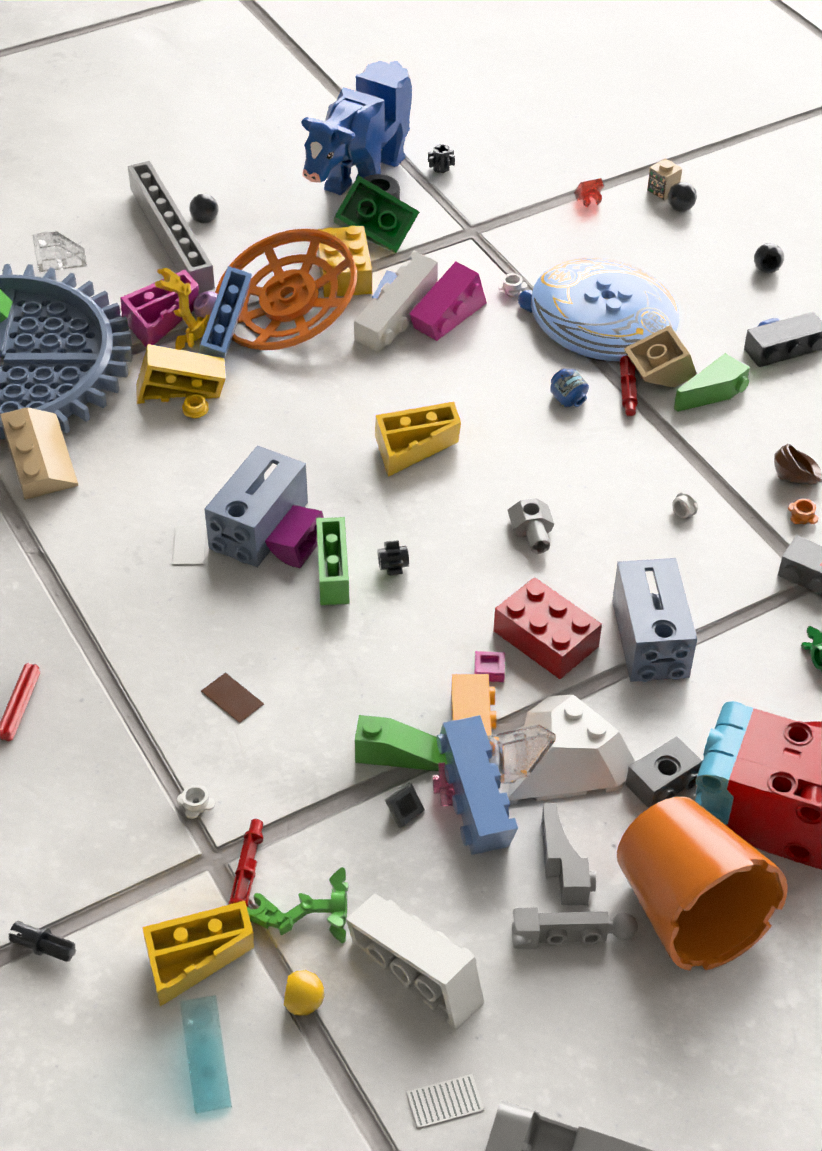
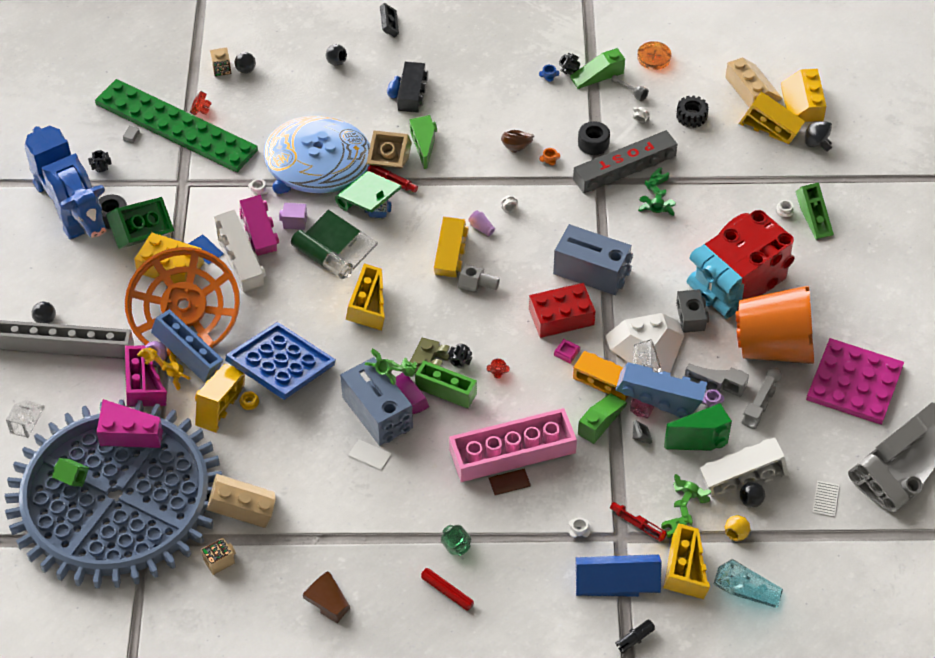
camera: 60 degrees left, 5 degrees up
(68, 314) = (128, 427): none -> dark pink wedge
(95, 675) = (456, 539): none -> clear green head
(137, 873) = (618, 575): none -> blue slope
(262, 401) = (280, 360): none -> blue plate
(281, 667) = (512, 445): none -> bright pink brick
(288, 478) = (385, 366): none -> bright green piece
(372, 528) = (428, 350): none -> olive plate
(377, 987) = (752, 494): none -> black piece
(406, 606) = (498, 363): none -> clear red plate
(445, 866) = (699, 431): none -> green slope
(480, 378) = (334, 244): none -> dark green door
(492, 328) = (293, 216): none -> lavender brick
(503, 166) = (131, 134): none -> light grey piece
(526, 859) = (712, 394): none -> lavender plate
(546, 193) = (176, 125): none -> green plate
(559, 474) = (451, 247): none -> yellow wedge
(576, 364) = (367, 192): none -> door
(628, 490) = (480, 222): none -> lavender cone
(704, 1050) = (855, 381): none -> dark pink plate

